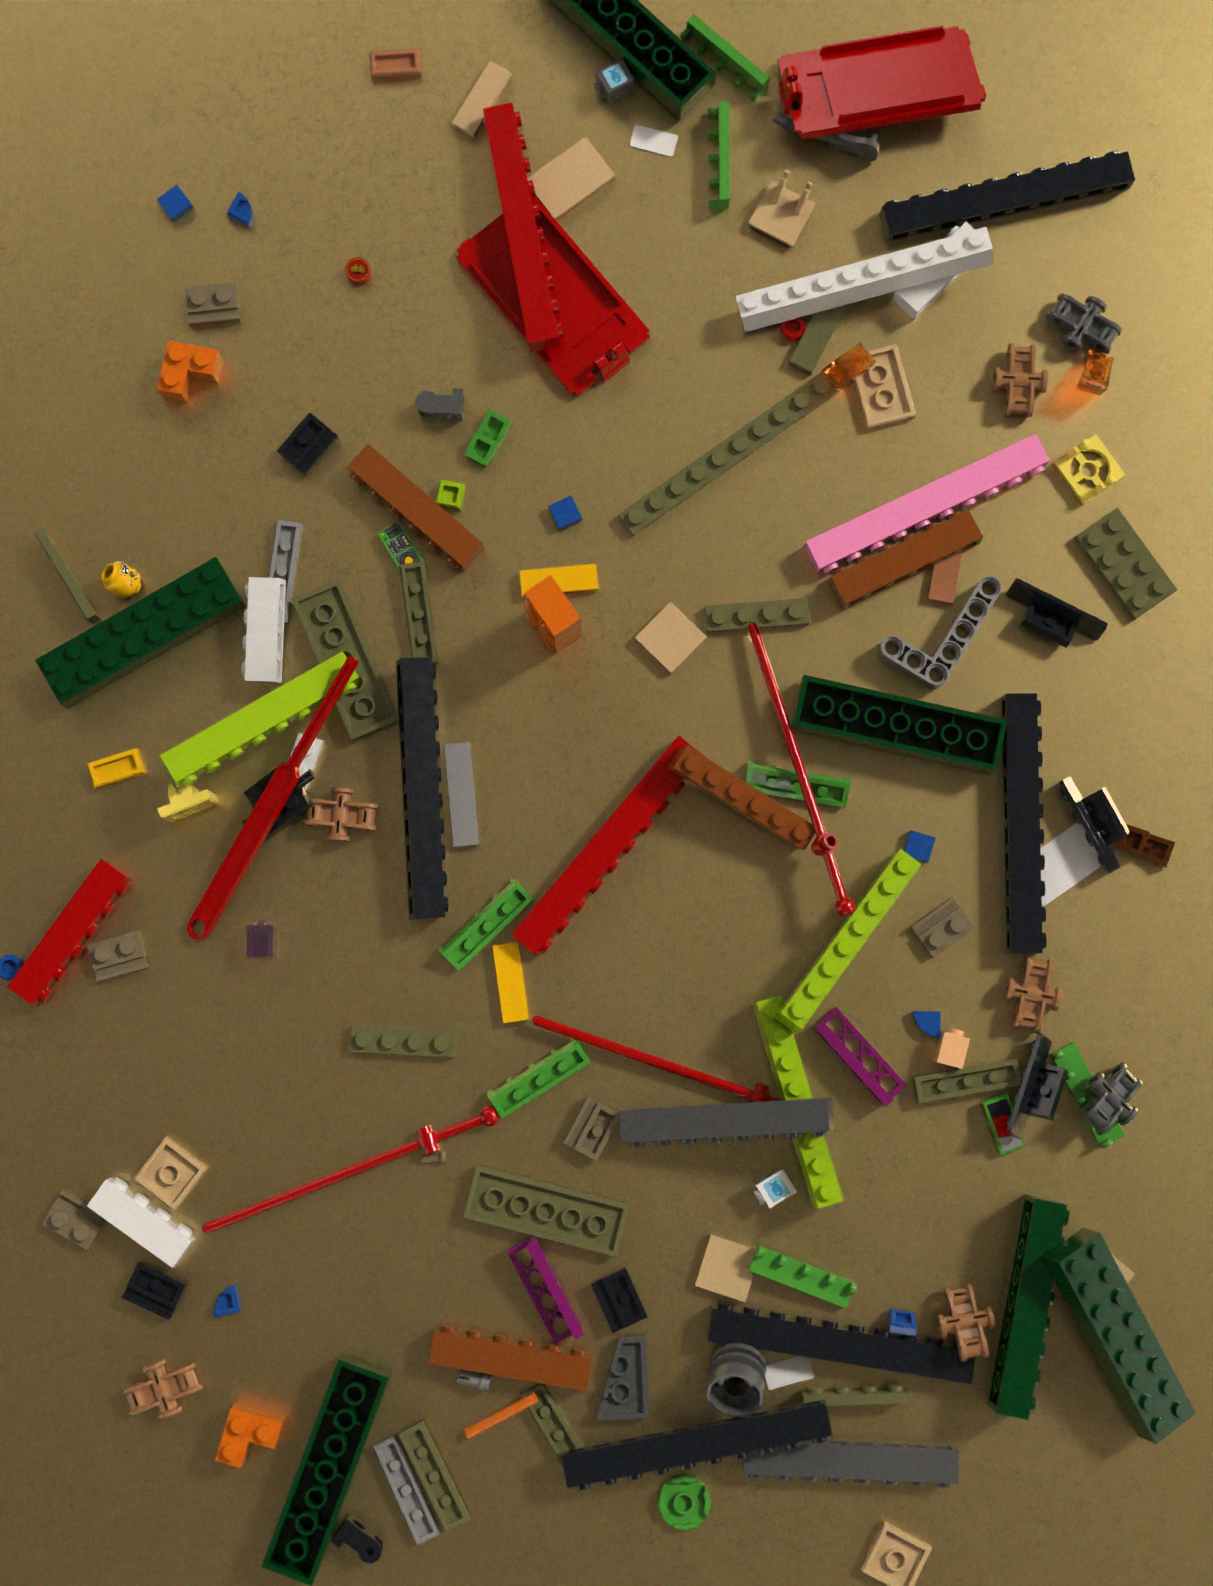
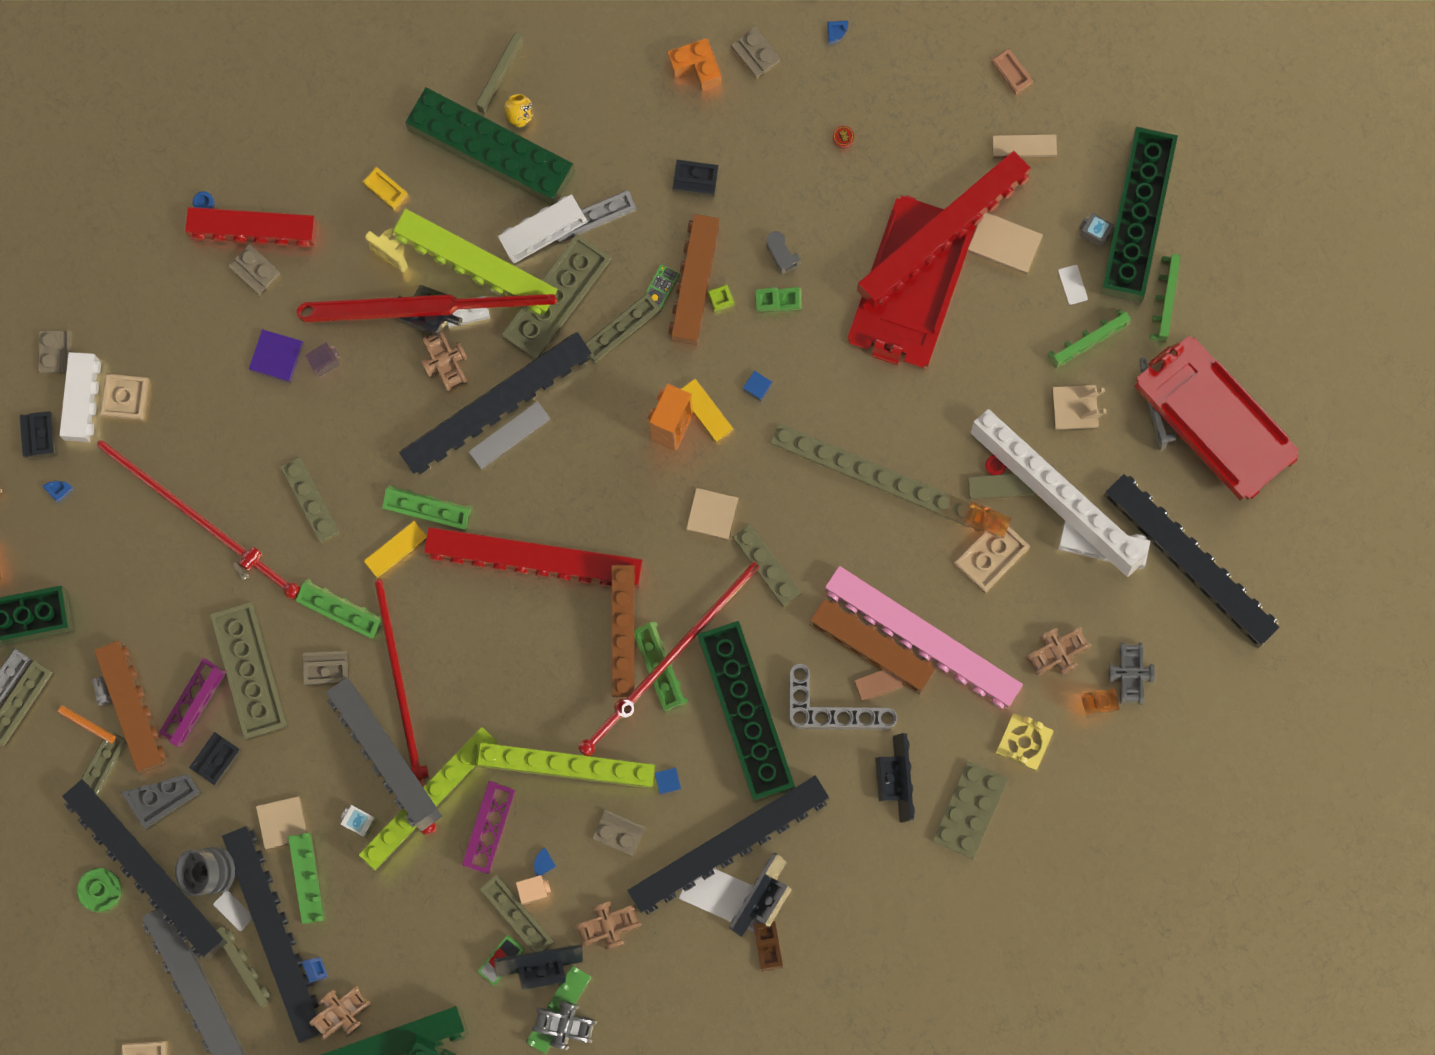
camera: 65 degrees right, 5 degrees down
(226, 987) = (276, 355): none -> dark purple tile

